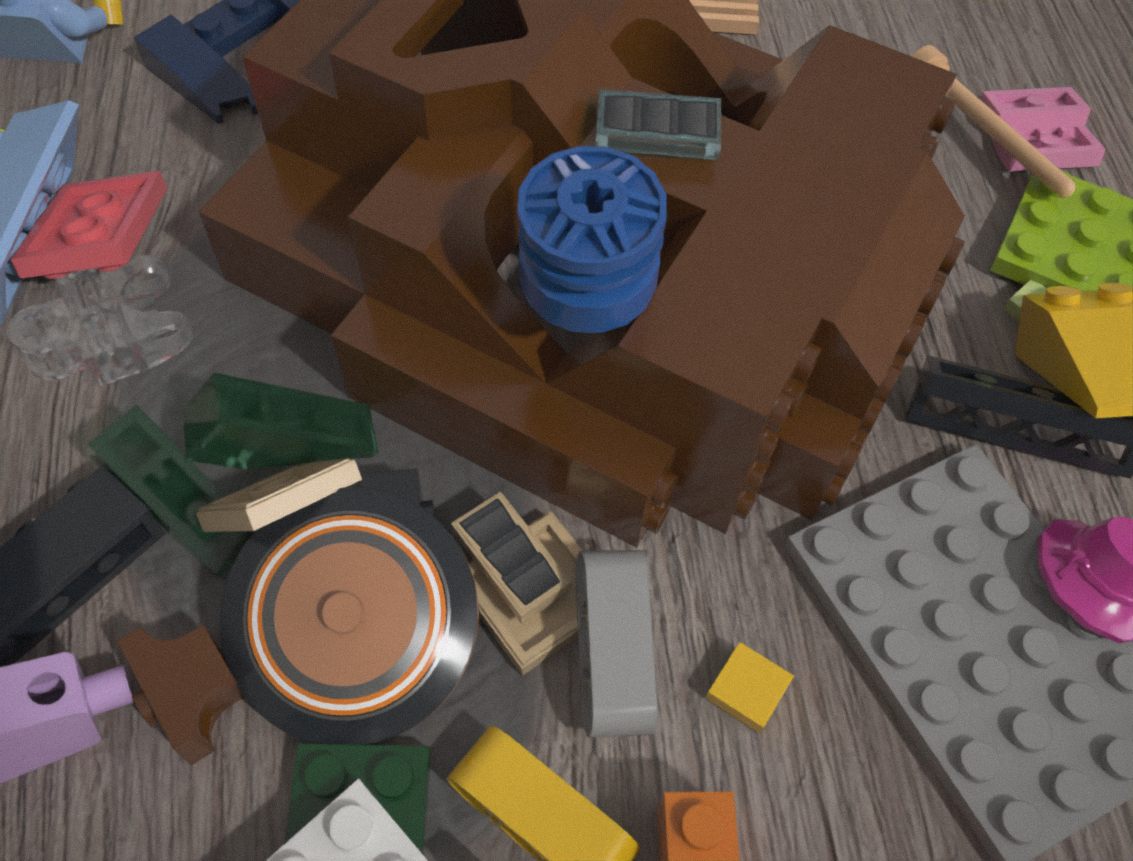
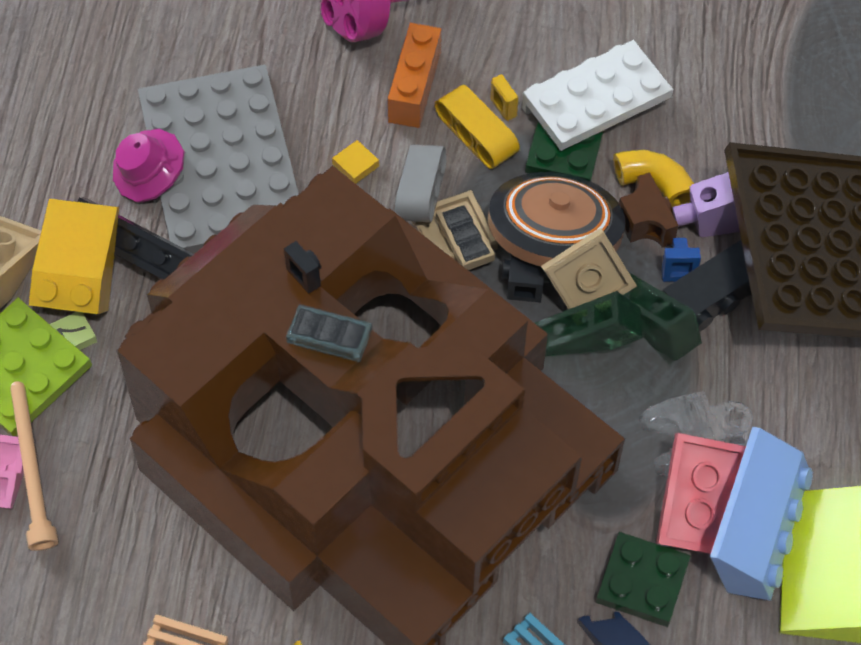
camera: 165 degrees left, 0 degrees up
(119, 597) = (679, 260): none -> blue tile
(160, 785) = (668, 174): none -> yellow cylinder
(189, 149) = (643, 579): none -> dark green plate
(590, 238) = (399, 237): blue wheel -> none
(739, 190) = (303, 266): none -> black plate

